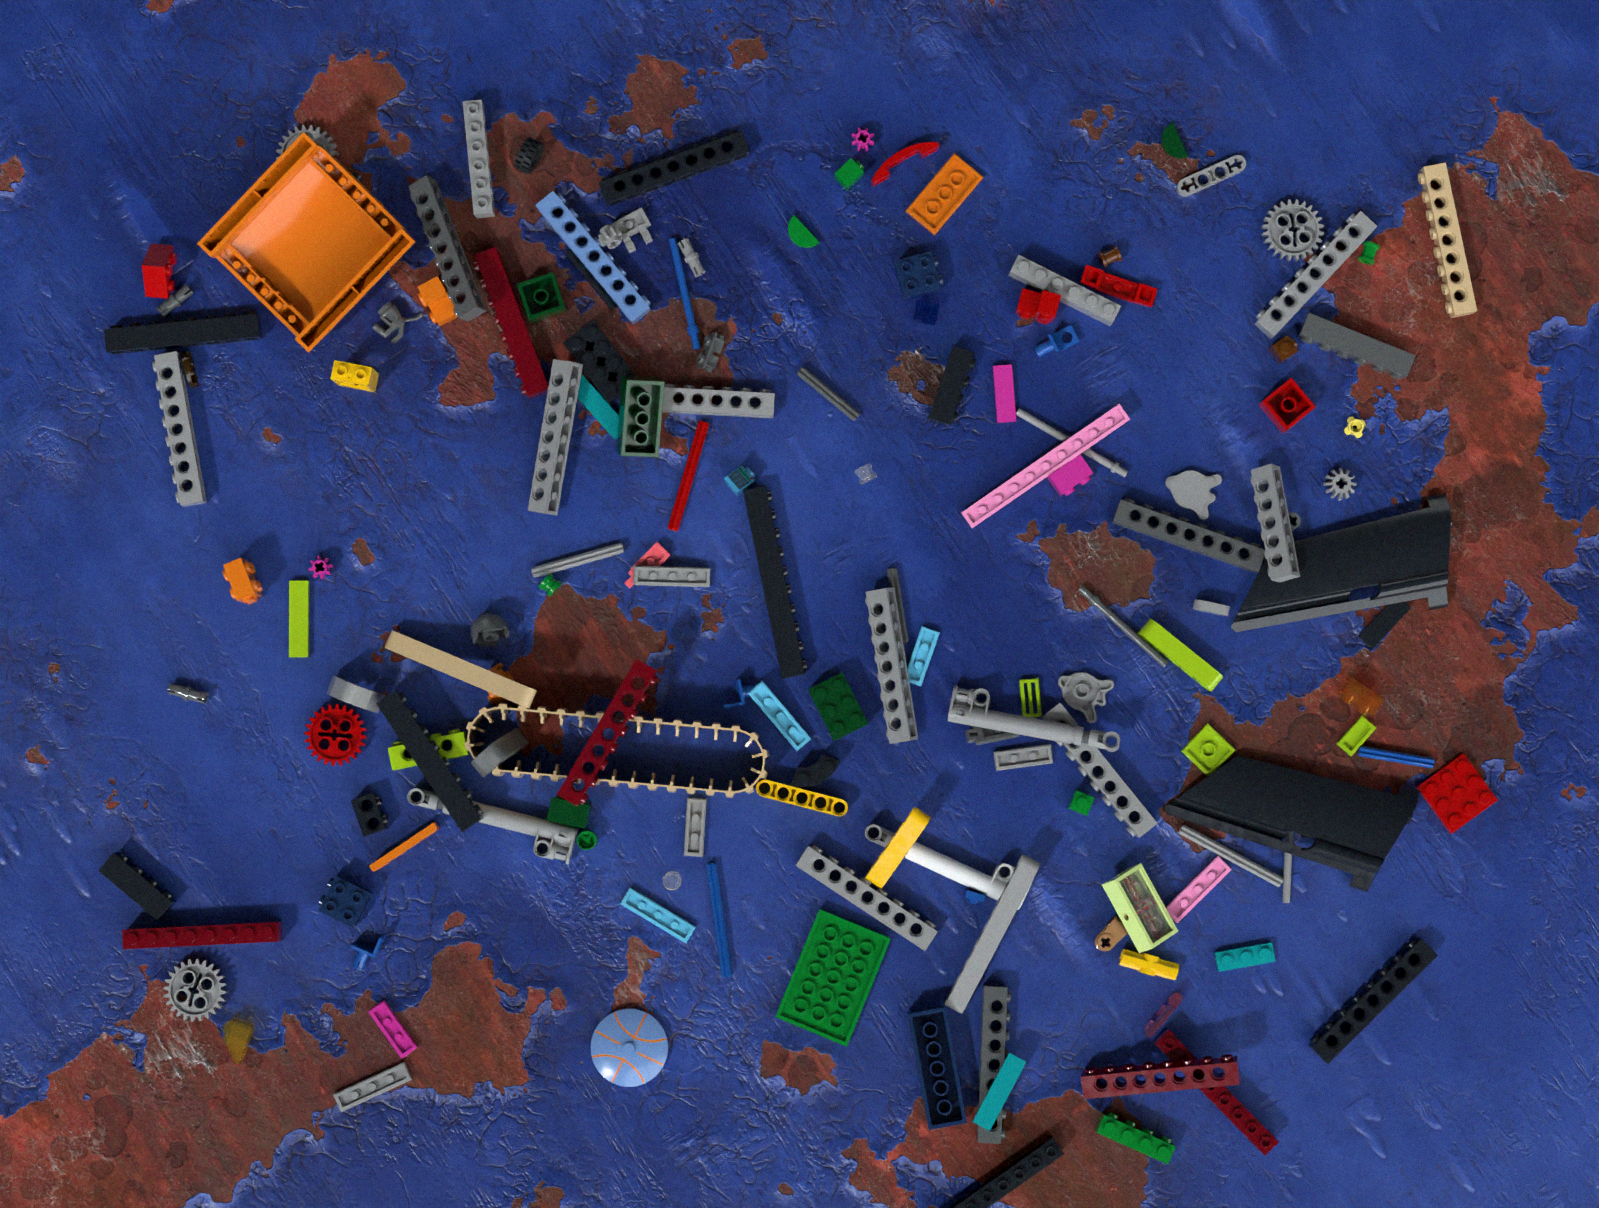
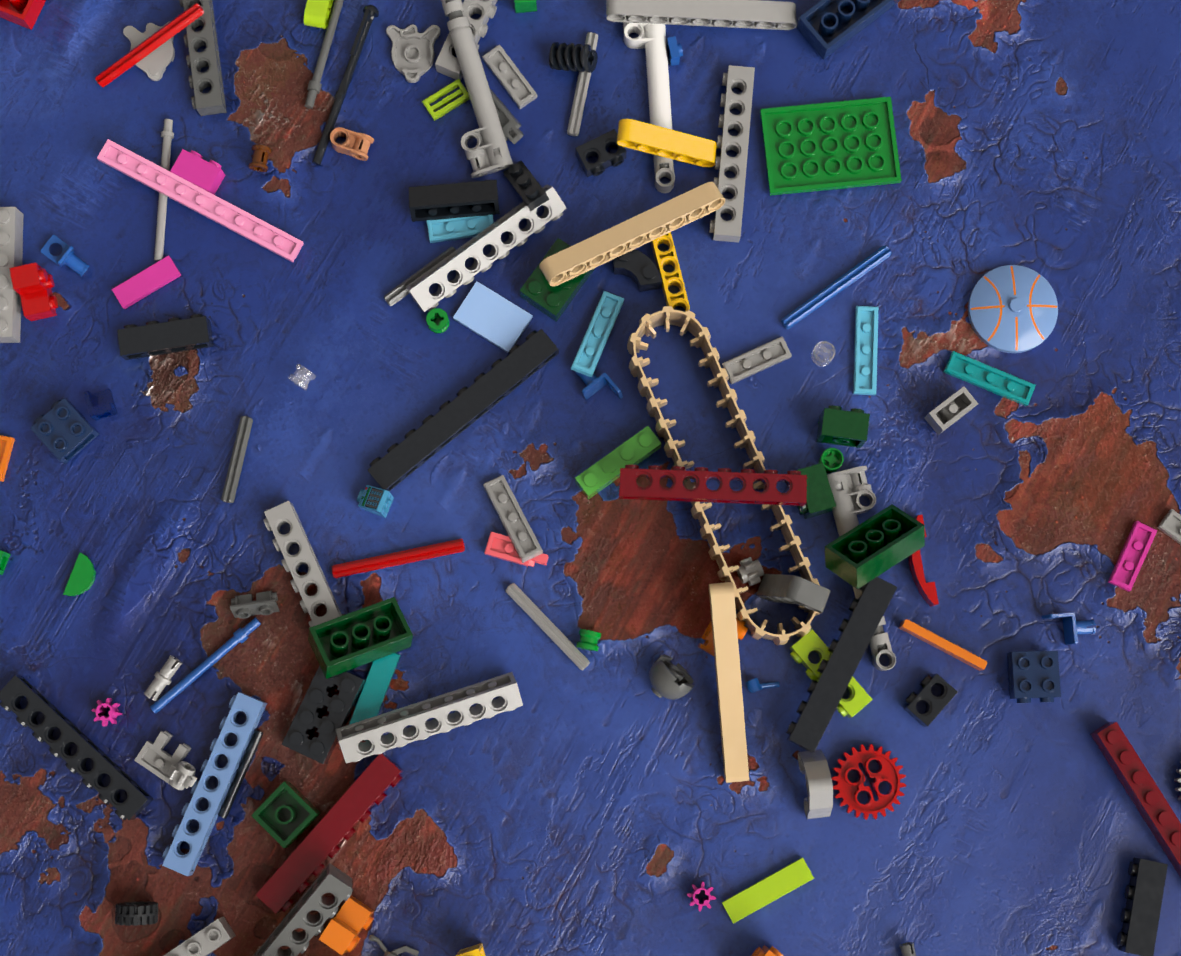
camera: 115 degrees left, 5 degrees down
(450, 690) = (754, 685): none -> blue hand
(497, 873) = (927, 590): none -> red slope
(501, 832) = (874, 546): none -> dark green brick
(536, 732) = (750, 571): none -> light grey gear
(574, 952) = (951, 410): none -> light grey brick
(585, 998) = (989, 378): none -> teal tile
(605, 861) = (843, 427): none -> dark green brick
(671, 677) = (608, 468): none -> bright green brick
(692, 207) = (113, 713): none -> dark pink gear
(836, 643) = (492, 317): none -> light blue tile
(838, 781) = (632, 233): none -> tan beam
(856, 600) = (438, 325): none -> green wheel
(923, 721) = (526, 185): none -> black plate
(926, 794) = (597, 148): none -> black brick
(943, 660) = (454, 200): none -> black brick
(986, 811) = (581, 92): none -> light grey axle
(1008, 812) = (572, 57): none -> black piece
(1030, 607) = (355, 145): none -> nougat piece
(1057, 529) = (259, 158): none -> reddish brown bush
(1133, 676) = (370, 12): none -> black bar
(1193, 490) = (149, 45): none -> red axle

